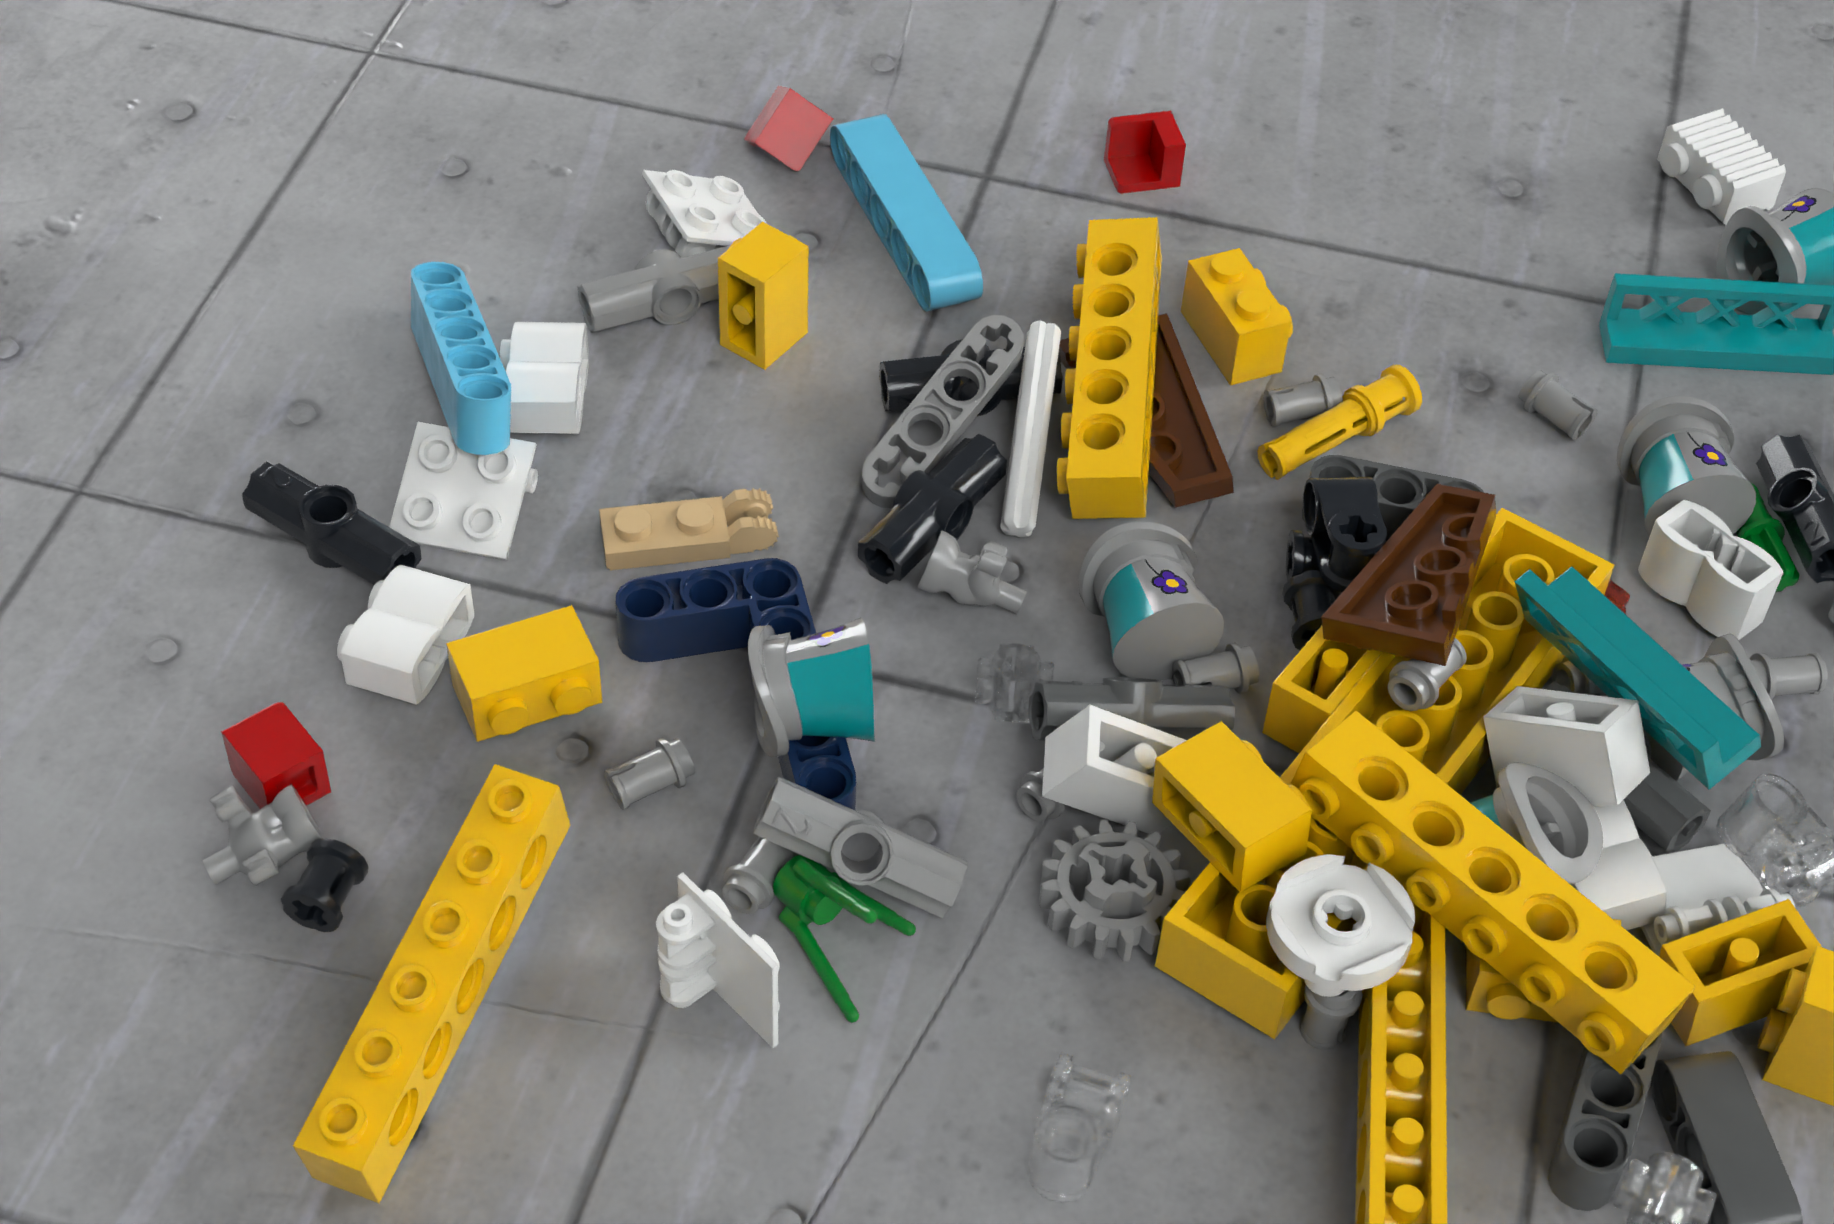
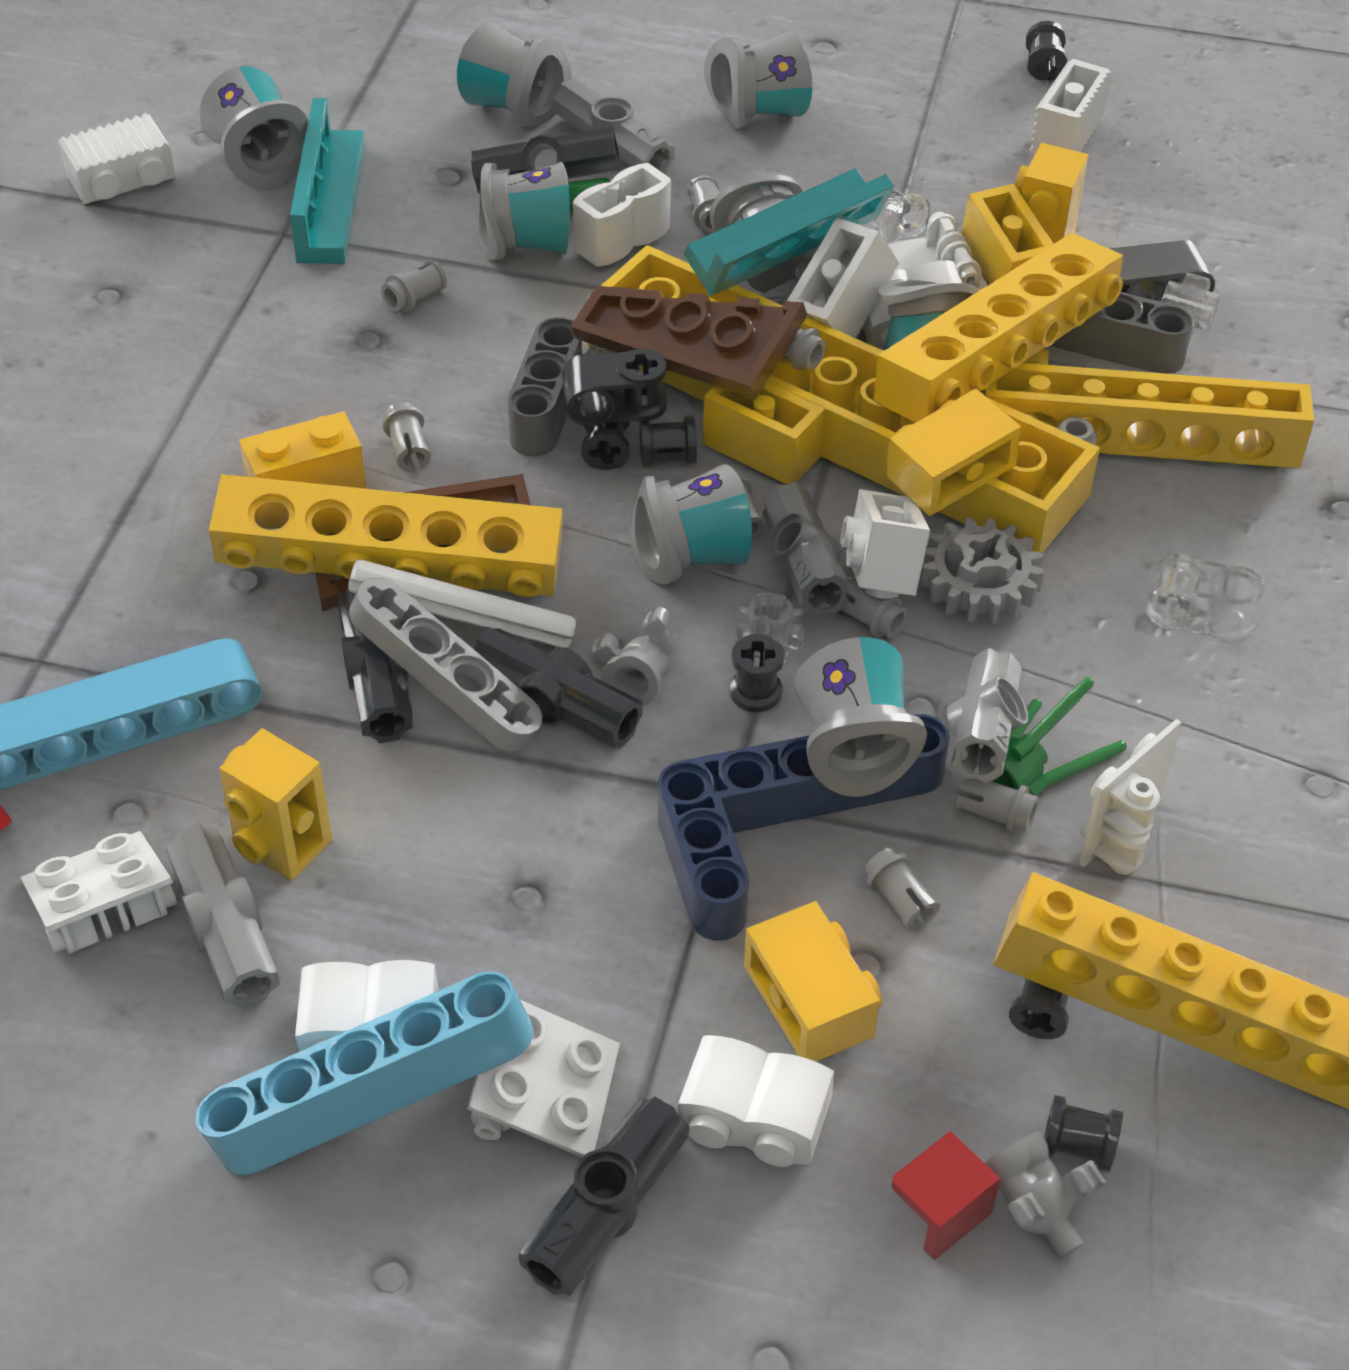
camera: 90 degrees left, 0 degrees up
(687, 530) = (581, 891): tan hinge -> none
(946, 678) = (743, 683): none -> black bush
(1144, 152) = (43, 523): red panel -> none
(1334, 958) = (1072, 397): white plate -> none
(1360, 413) = (402, 377): yellow pin -> none

